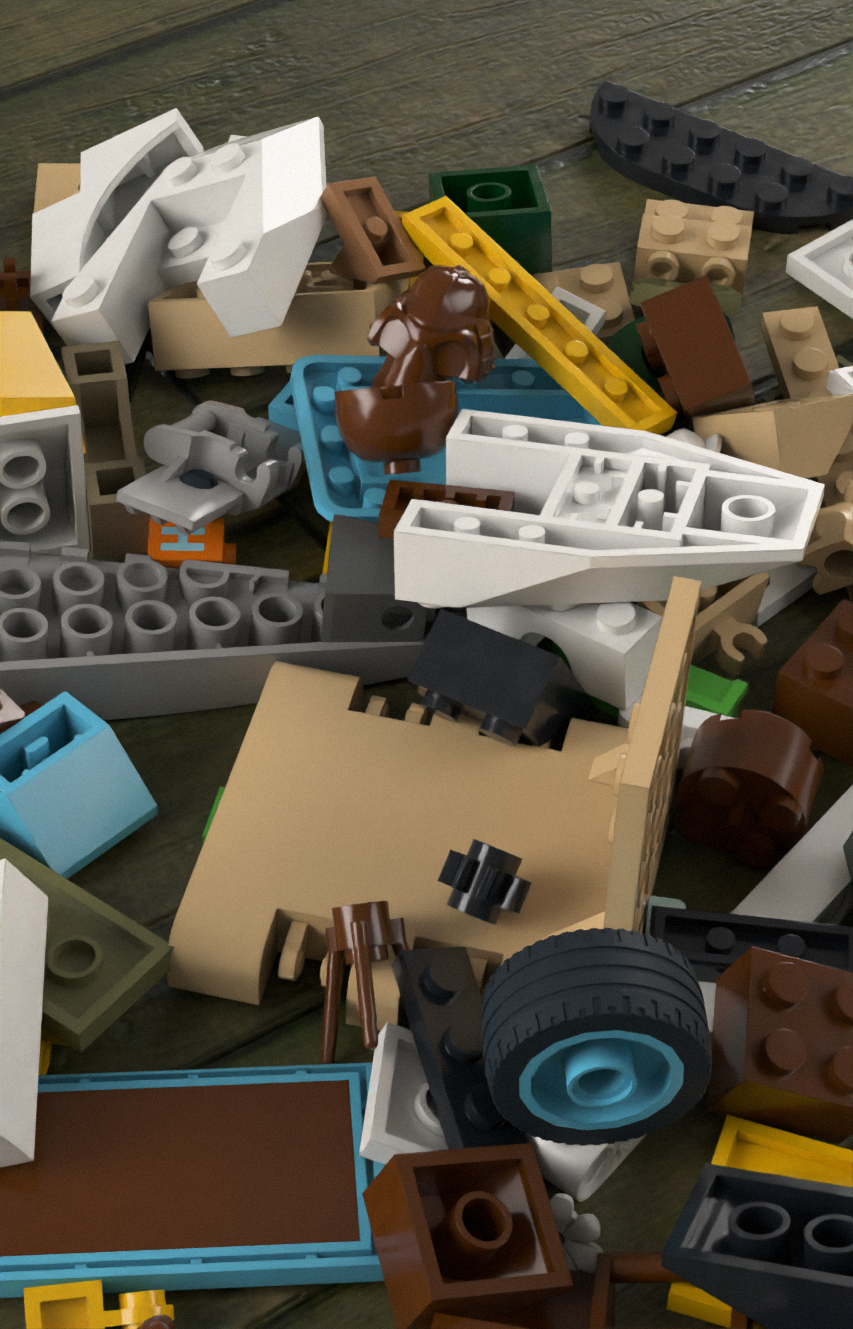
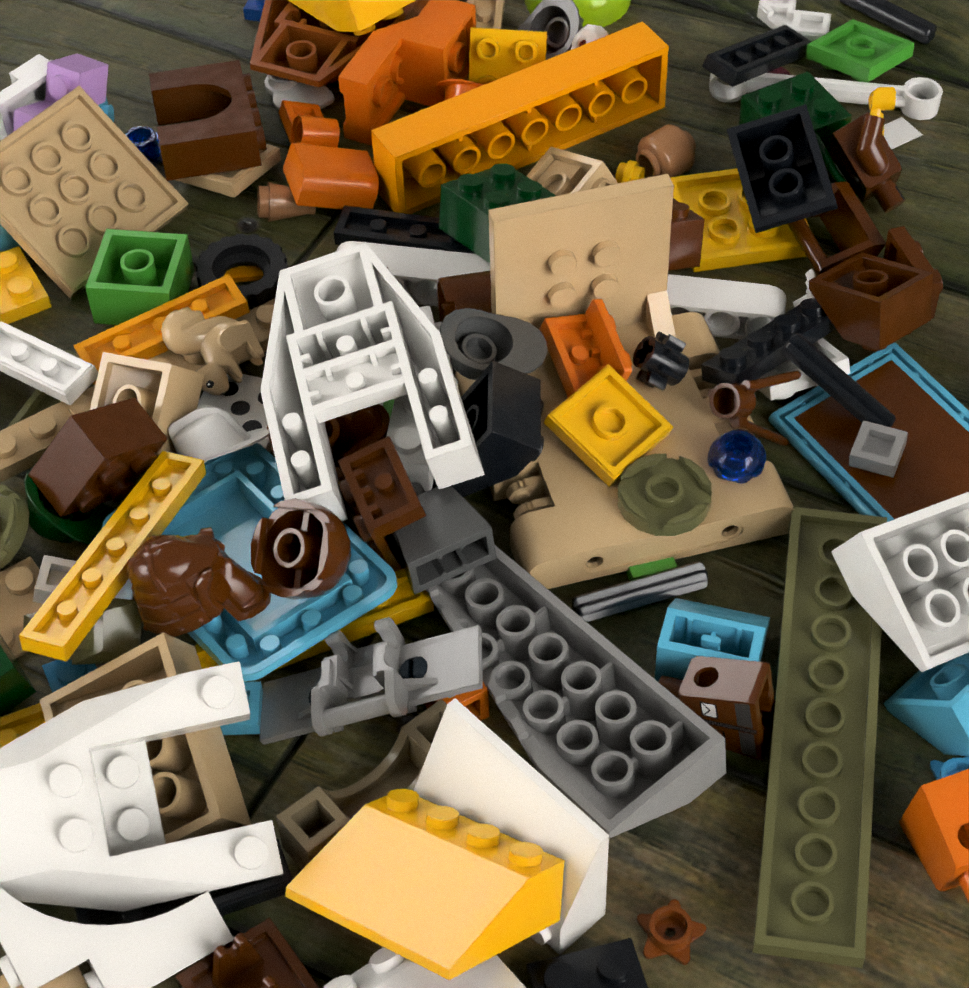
camera: 115 degrees left, 5 degrees up
(196, 789) = (640, 591): none -> axle
(201, 1106) = (878, 448): none -> light grey plate
(277, 806) = (664, 495): none -> olive tile
(277, 901) = (737, 456): none -> clear blue plate
(328, 1096) = (836, 382): none -> black axle
(373, 236) = (87, 671): medium nougat slope -> none
(416, 785) = (608, 424): none -> yellow plate
(547, 809) = (584, 346): none -> orange bracket
(595, 697) = (479, 337): none -> dark grey piece
(595, 1037) = (747, 254): black wheel -> none

